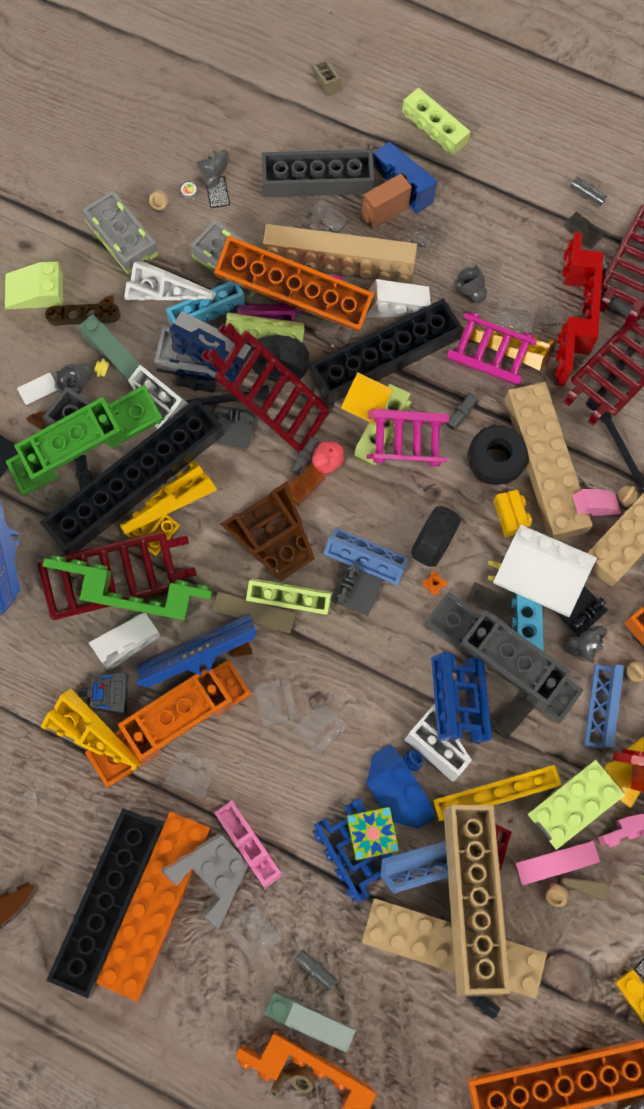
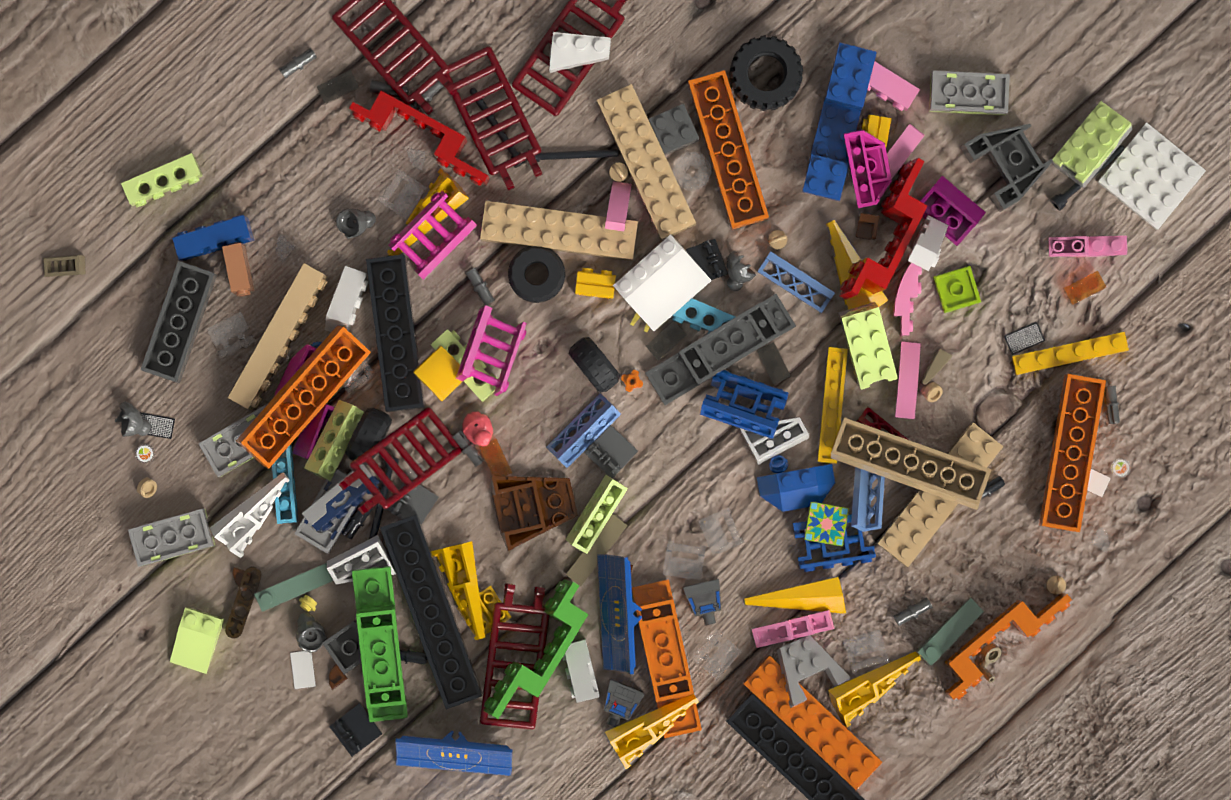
camera: 65 degrees left, 15 degrees up
(201, 941) = (853, 696): none -> yellow wedge
(244, 738) = (704, 599): none -> dark grey torso
(290, 852) = (813, 596): none -> yellow wedge

